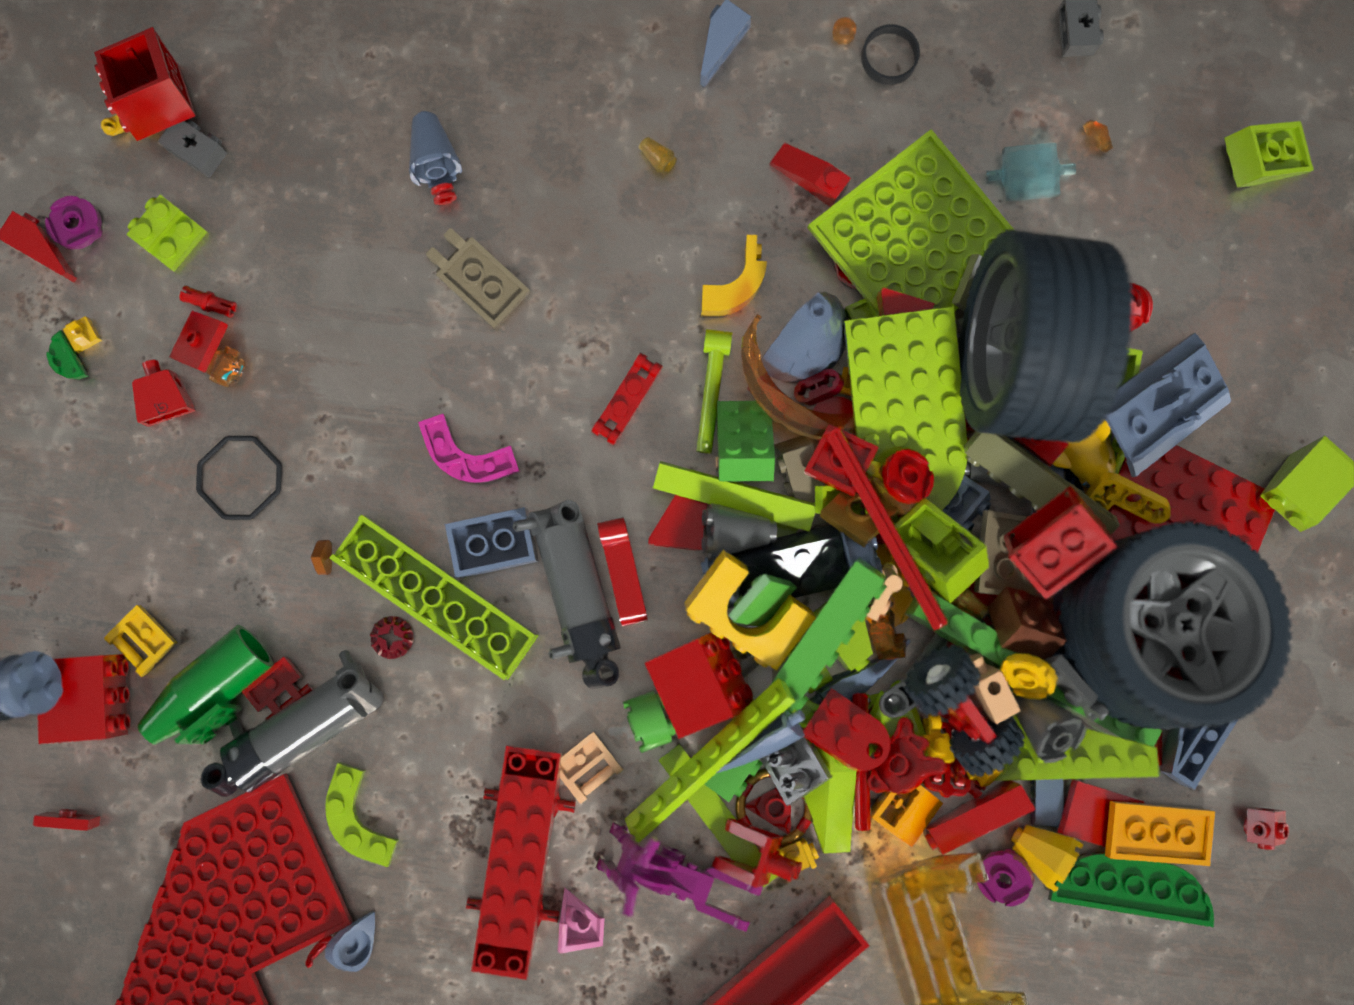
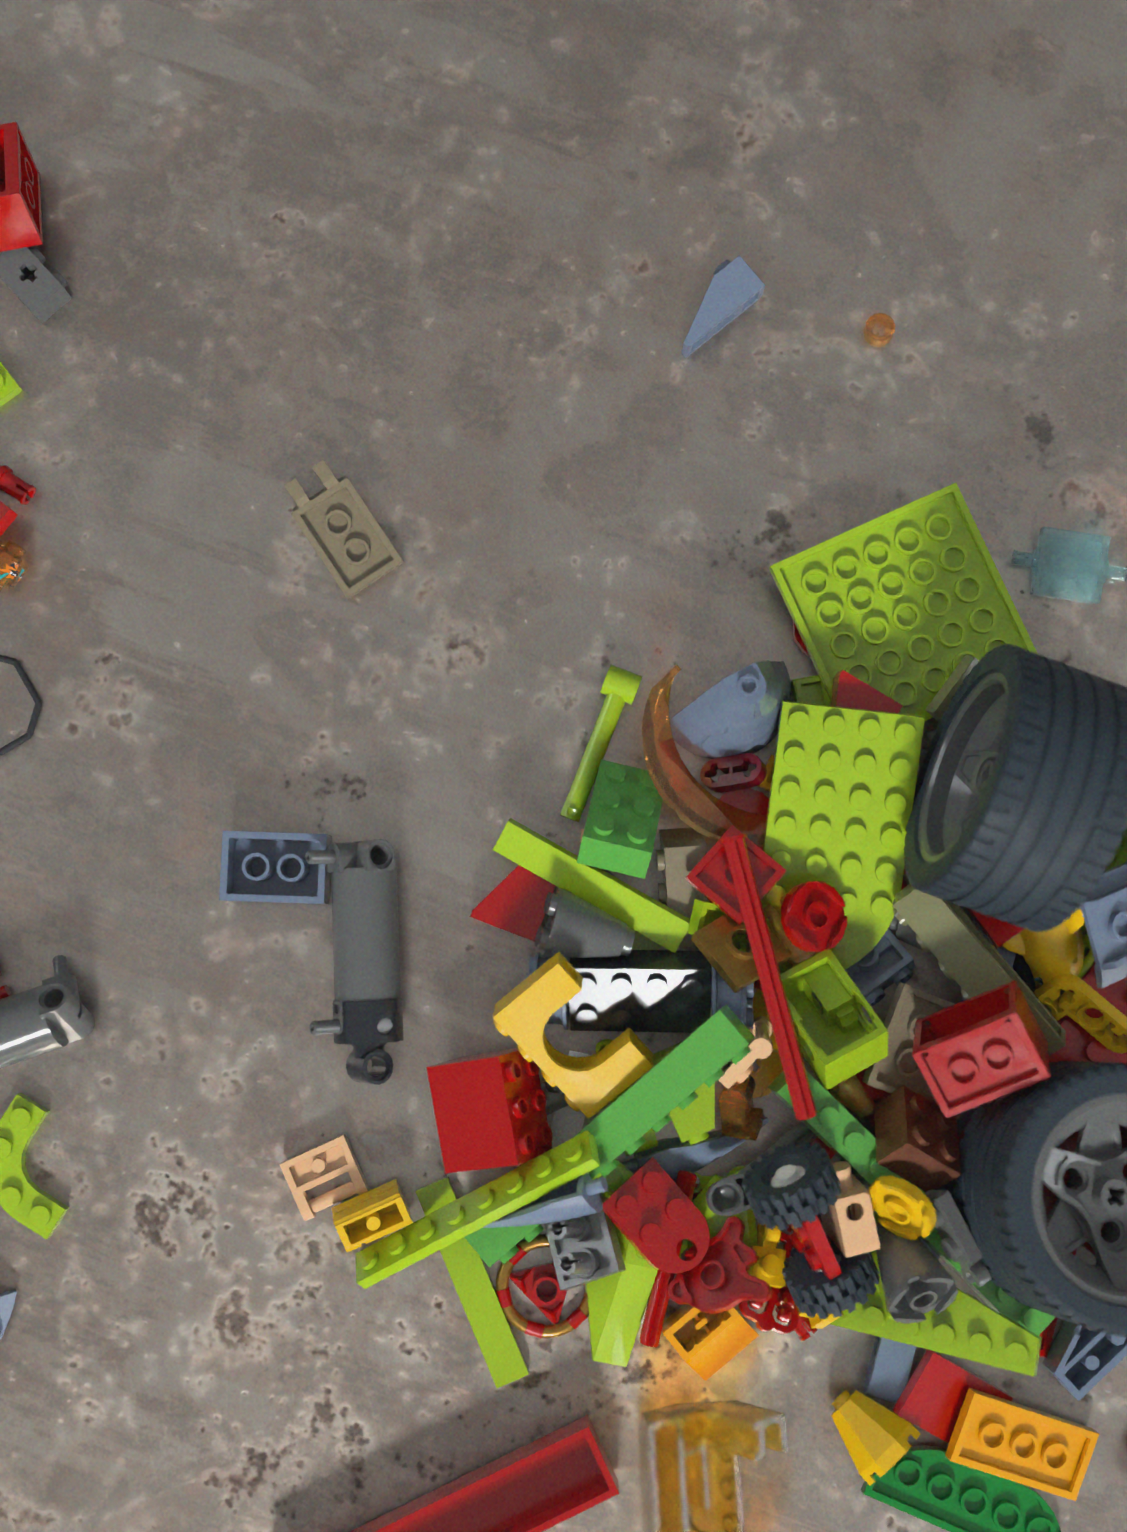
camera: 15 degrees right, 0 degrees up
(320, 557) = (62, 832): dark orange tile -> none
(401, 629) = (137, 946): dark red gear -> none
(431, 152) = (323, 359): sand blue cone -> none
(434, 597) = (188, 917): lime tile -> none
(443, 193) = (326, 414): red bush -> none
(462, 465) = (260, 758): dark pink plate -> none
(518, 862) = (207, 1276): red piece -> none
(578, 925) = (264, 1373): bright pink slope -> none
(622, 571) = (430, 943): red beam -> none
(627, 399) = (490, 727): red plate -> none
(630, 786) = (371, 1215): none -> yellow brick
(648, 721) = (414, 1140): bright green brick -> none
(658, 155) = (605, 431): clear yellow cone -> none
(666, 873) = (390, 1337): magenta piece -> none
(732, 297) = (655, 632): yellow arch -> none
(762, 600) = (591, 1027): bright green tile -> none
(770, 861) = (521, 1356): red piece -> none
(801, 852) = (558, 1356): yellow bracket -> none
(811, 173) = (791, 500): red slope -> none
(890, 29) = (948, 346): black tyre -> none
(978, 816) = (798, 1365): red slope -> none
(1012, 865) = (832, 1448): magenta plate -> none

